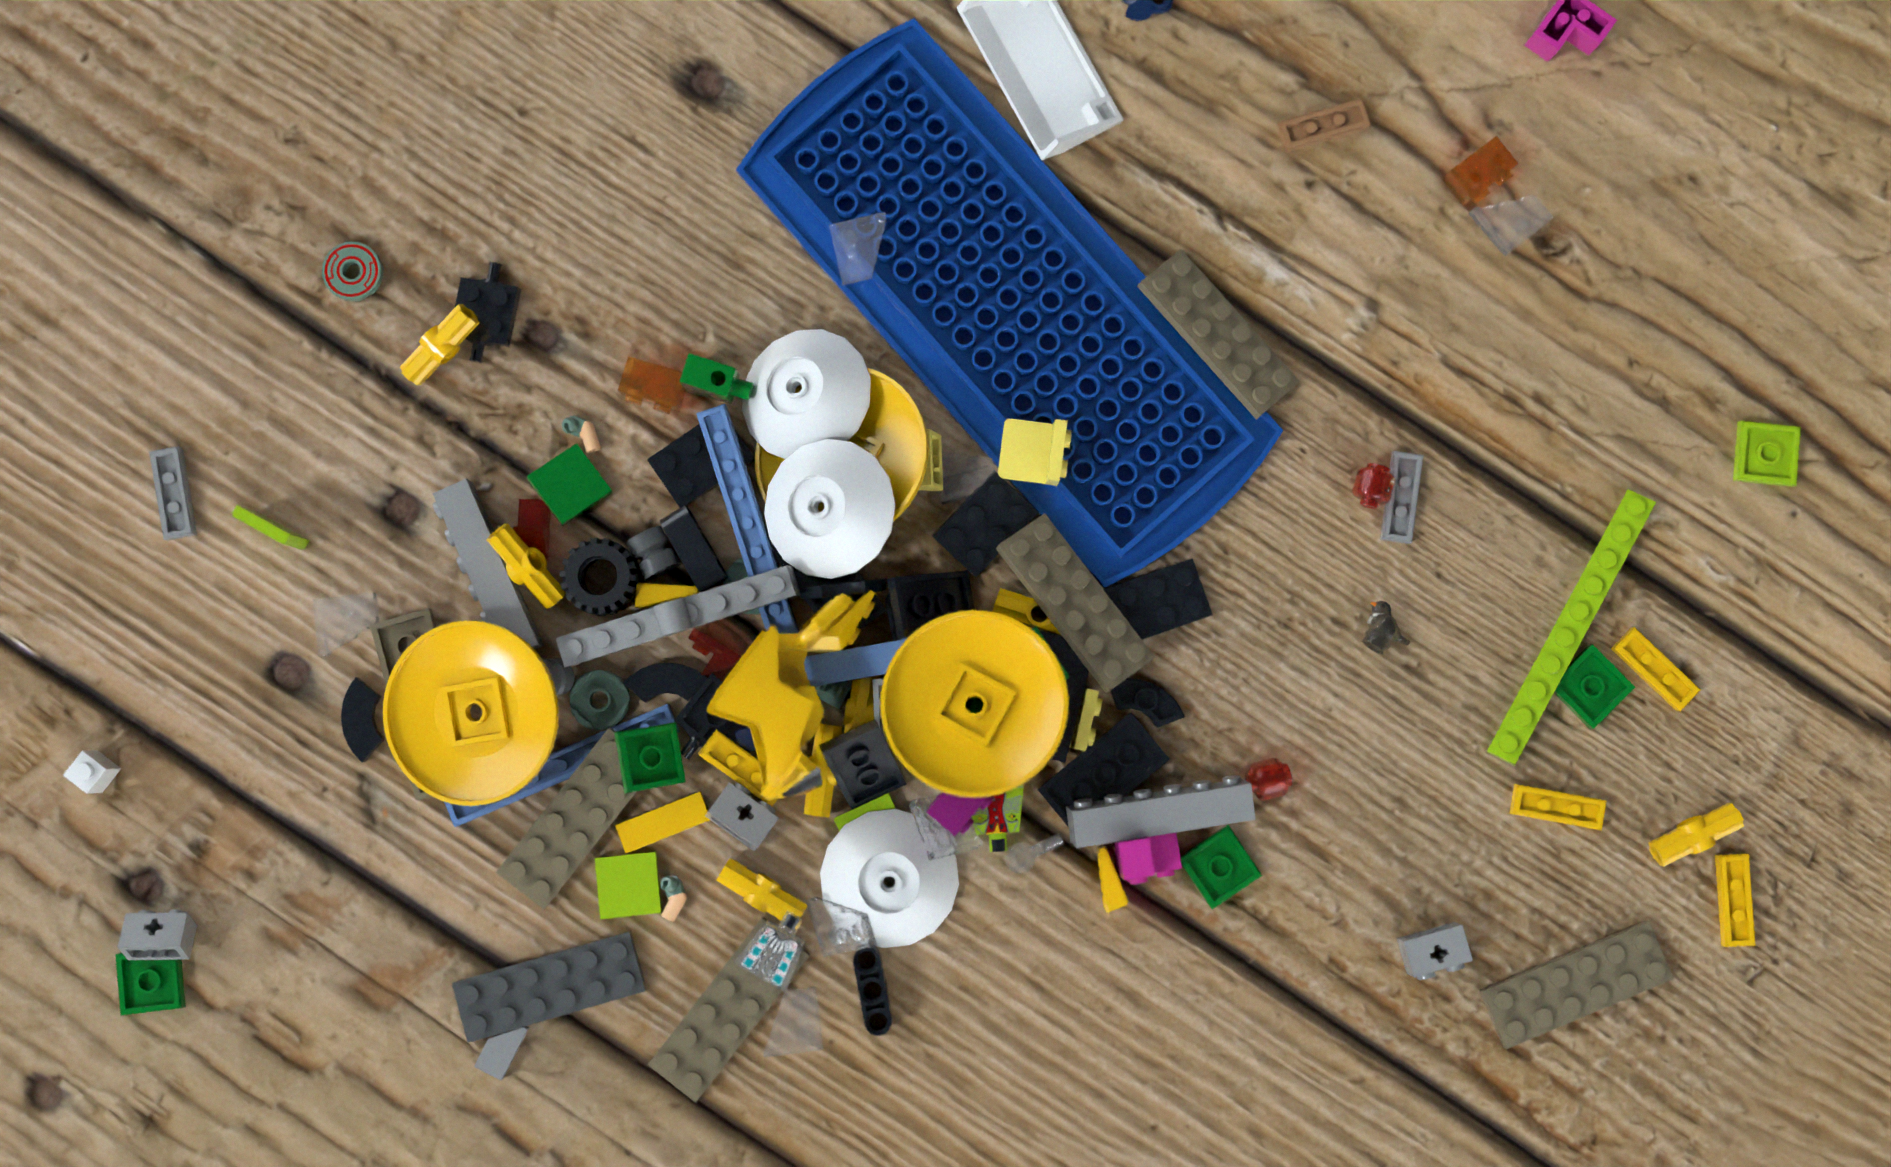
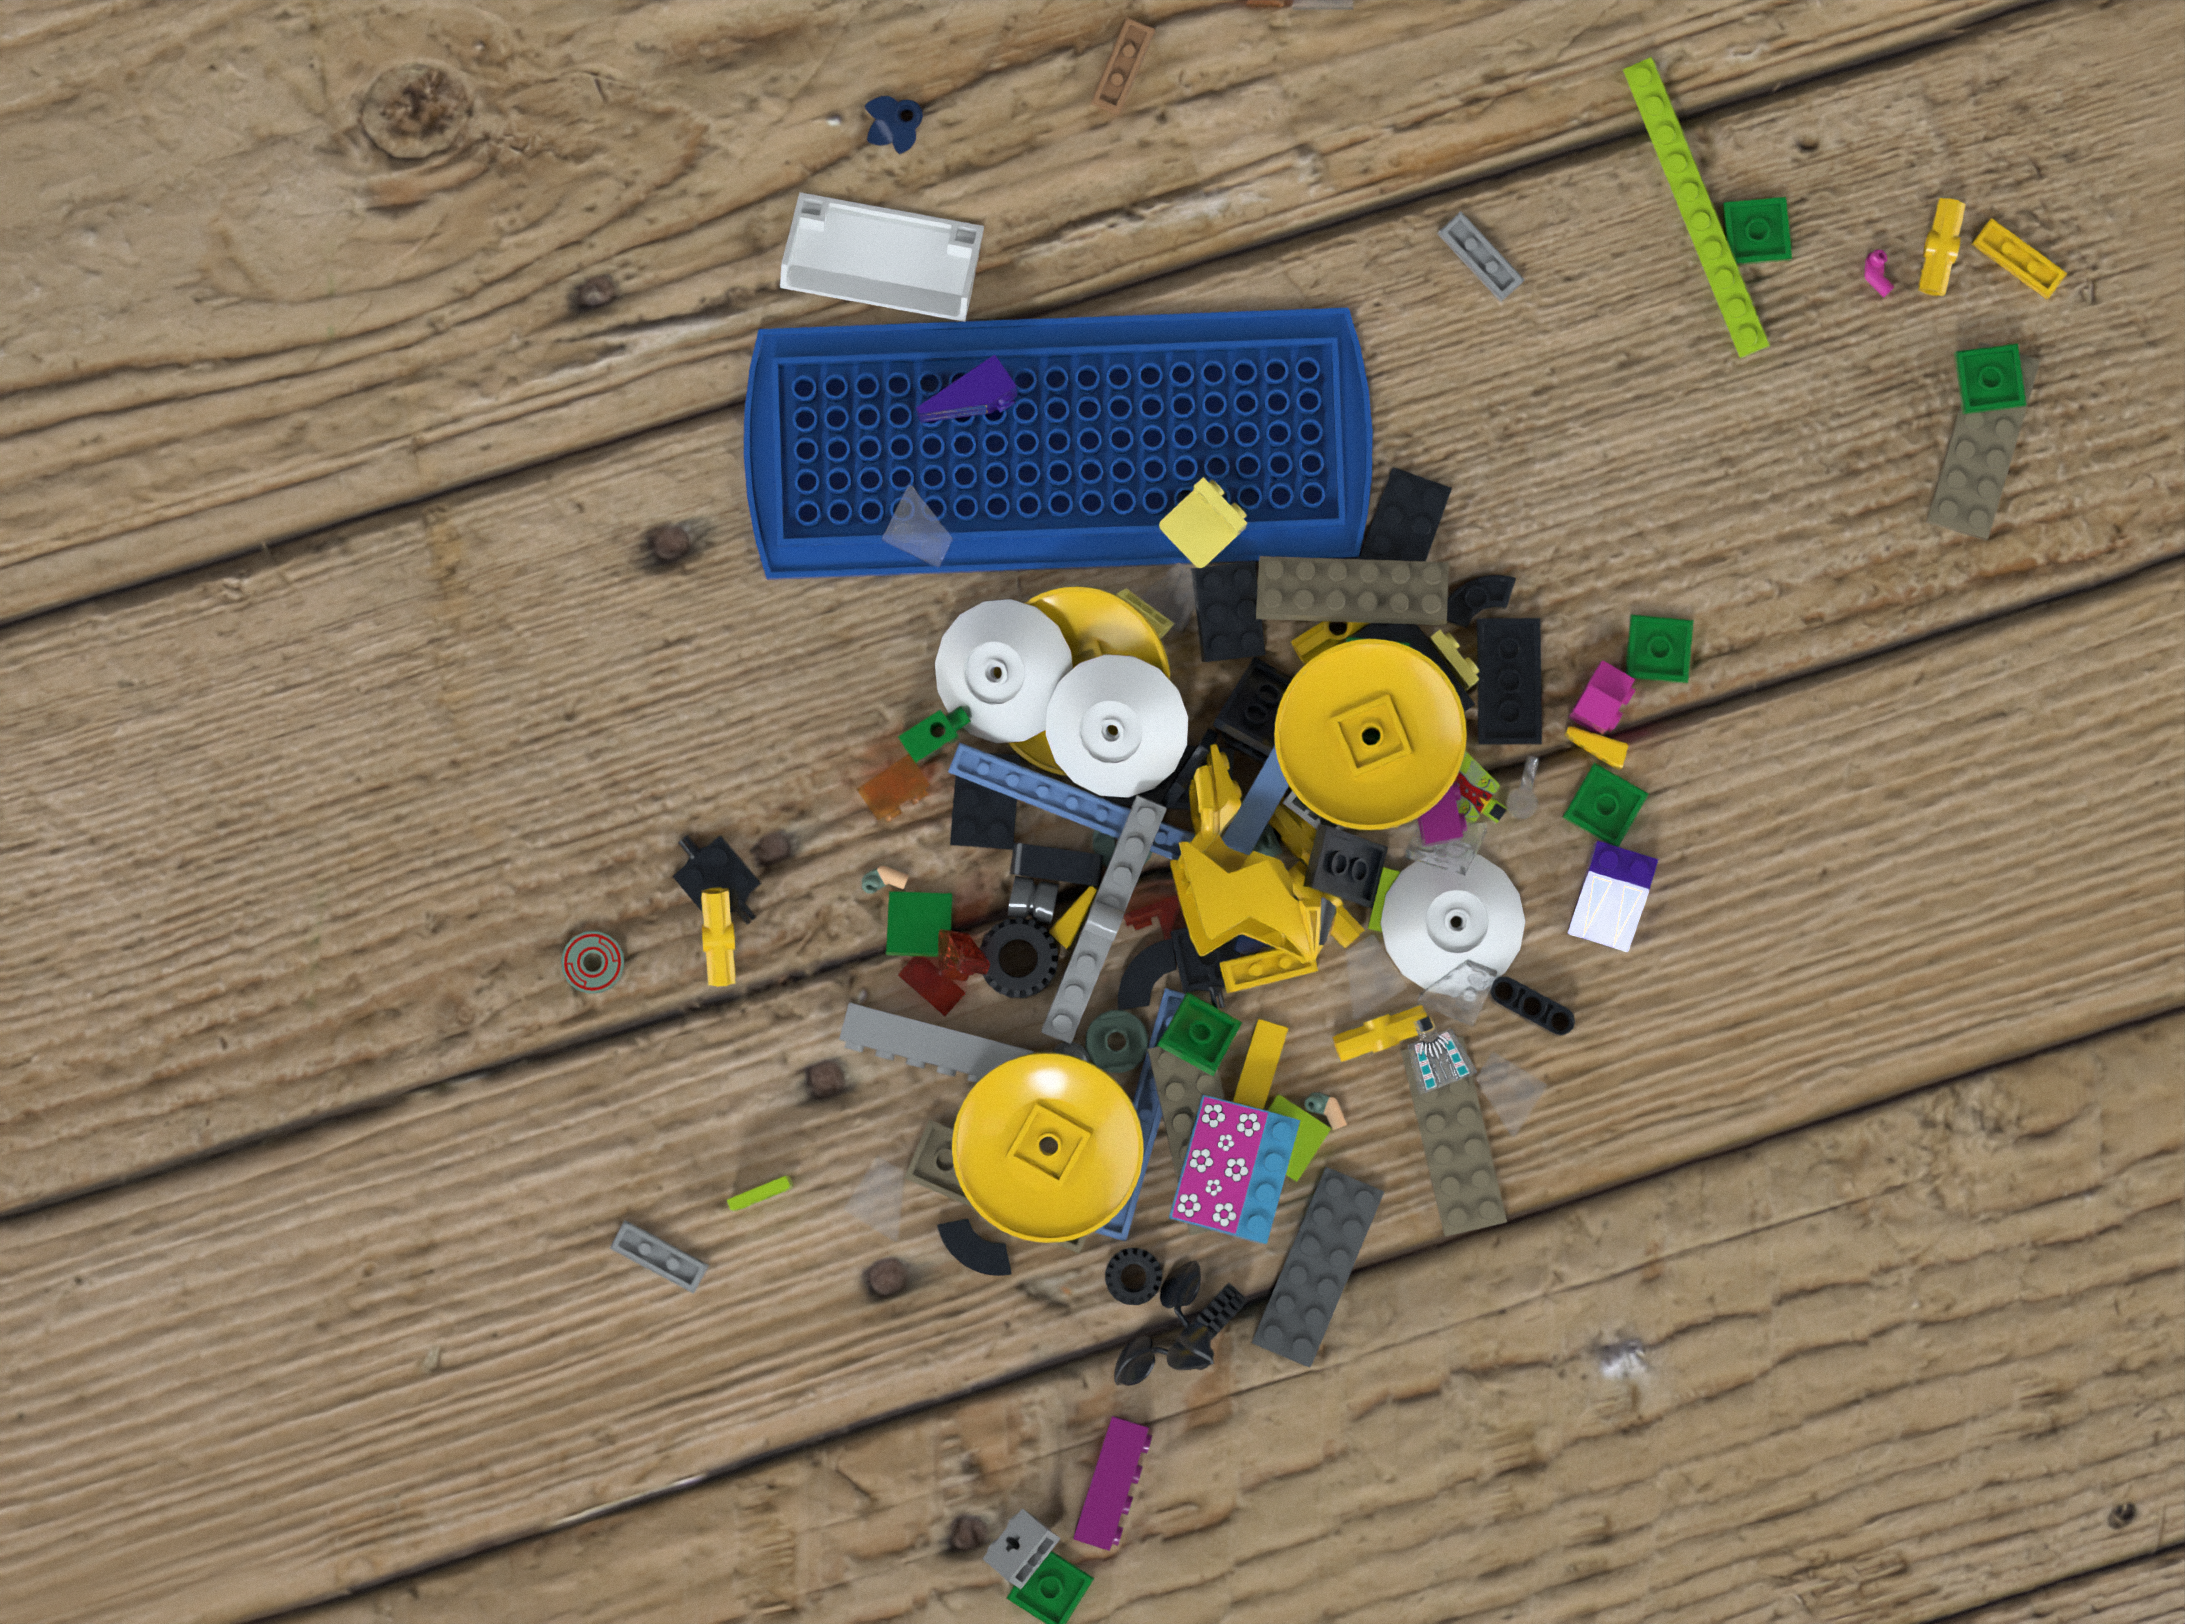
camera: 45 degrees left, 0 degrees up
(92, 771) = (841, 1499): white brick -> none
(261, 963) = (1111, 1482): none -> magenta brick
(390, 947) = (1191, 1348): none -> black plant
(450, 854) = (1147, 1290): none -> black tyre
(451, 941) = (1221, 1309): none -> black tyre
(500, 1052) = (1338, 1348): light grey tile -> none
(526, 566) = (961, 1010): yellow piece -> none
(564, 531) = (959, 956): none -> clear red slope
(566, 866) = (1234, 1169): none -> slope
(726, 816) = (1295, 1010): light grey brick -> none
(799, 850) = (1371, 976): none -> clear wing
(991, 202) = (975, 393): none -> dark purple slope
(1005, 983) = (1612, 896): none -> slope
(1069, 922) = (1605, 805): none -> green tile
(1160, 812) = (1576, 660): light grey brick -> none
(1218, 333) = (1226, 295): dark tan plate -> none
(1269, 778) = (1620, 551): clear red head -> none
(1373, 485) = (1453, 272): clear red head -> none
(1382, 629) = (1574, 360): clear smoke animal -> none
(1417, 948) = (1850, 543): light grey brick -> none
(1558, 807) = (1831, 338): yellow tile -> none
(1629, 953) = (1990, 379): none -> green tile
(1635, 798) = (1875, 272): none -> dark pink arm
(1655, 669) = (1785, 168): yellow tile -> none

